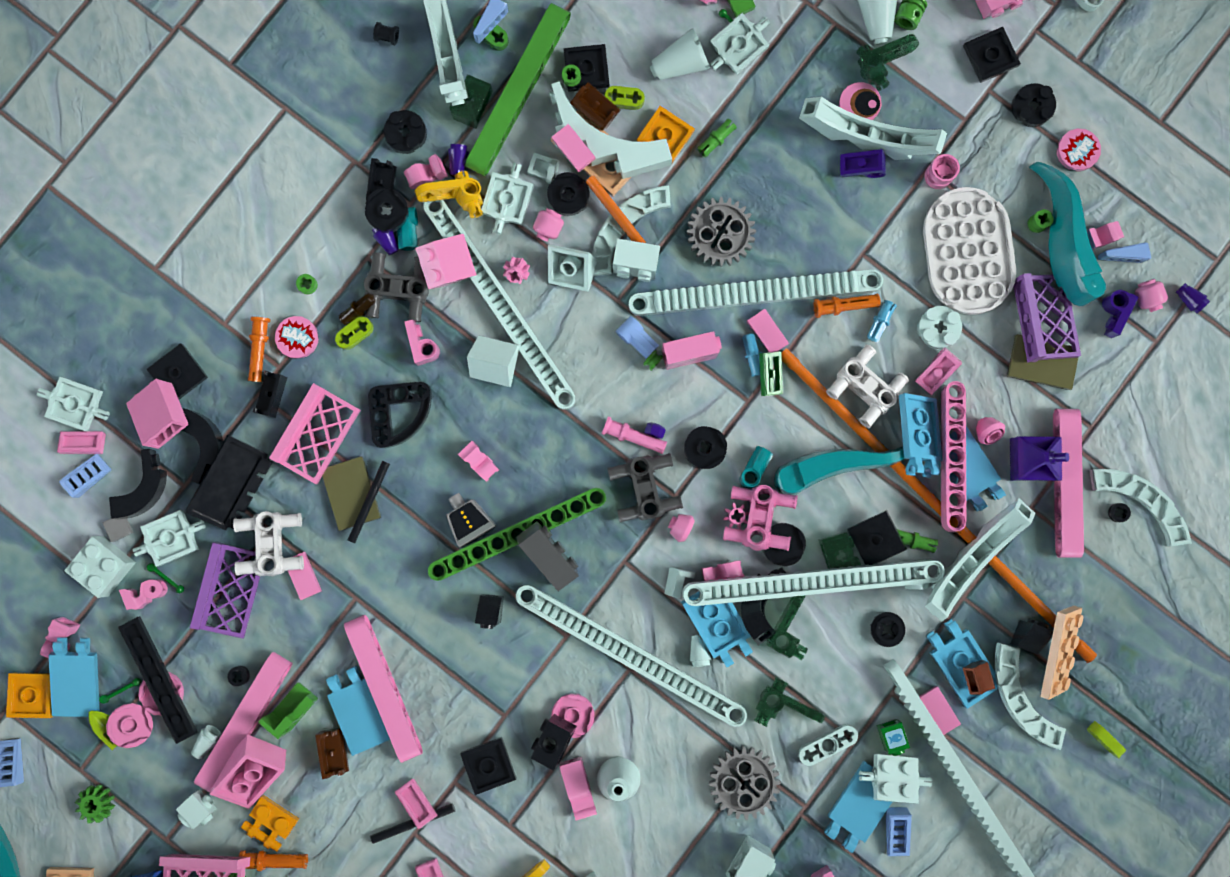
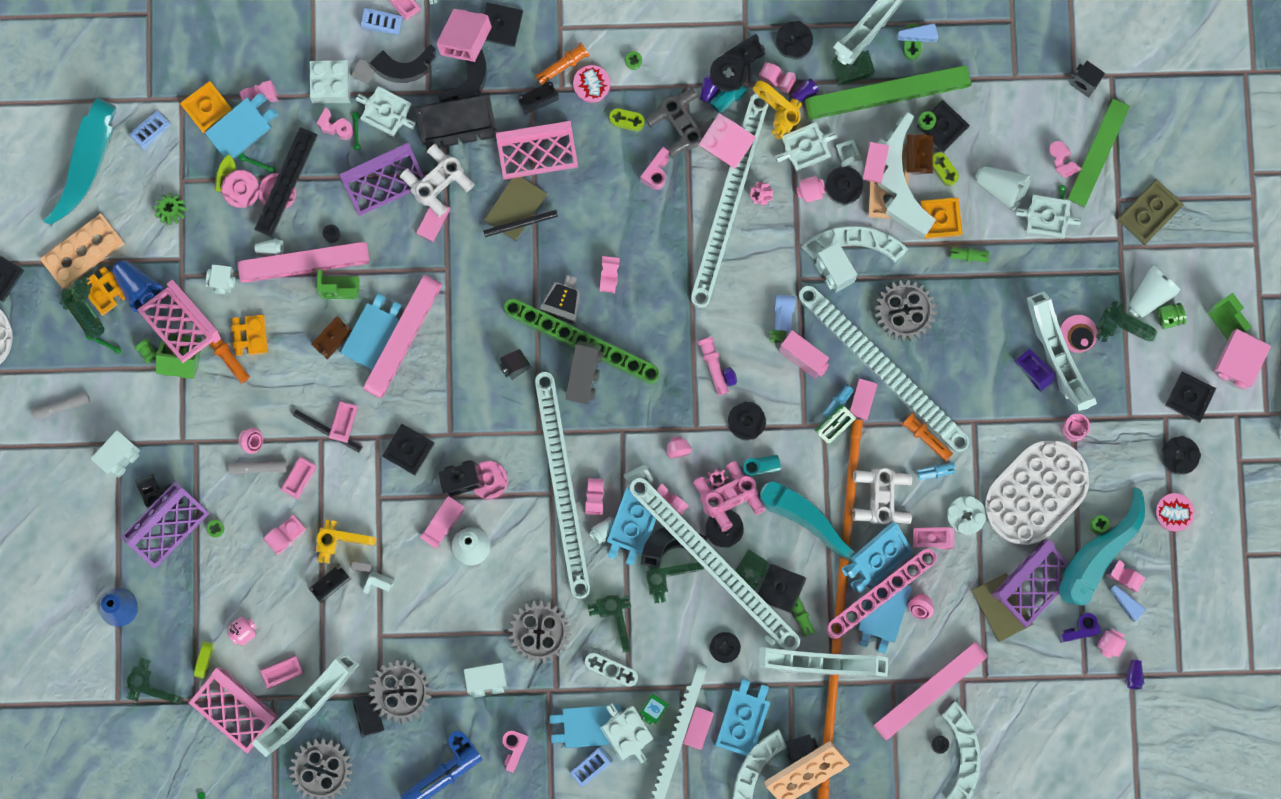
camera: 45 degrees right, 5 degrees down
(249, 771) = (275, 292): bright pink slope -> none
(357, 308) = (645, 108): dark brown axle -> none
(389, 399) = (601, 181): black beam -> none
(493, 360) = (686, 228): light aqua slope -> none
(570, 267) = (793, 228): light aqua slope -> none
(614, 210) = (858, 226): orange piece -> none
(645, 487) = (684, 402): dark grey piece -> none
(664, 635) = (594, 497): none -> bright pink leg
(978, 677) = (742, 733): copper piece -> none
(1036, 458) = (928, 654): dark purple piece -> none

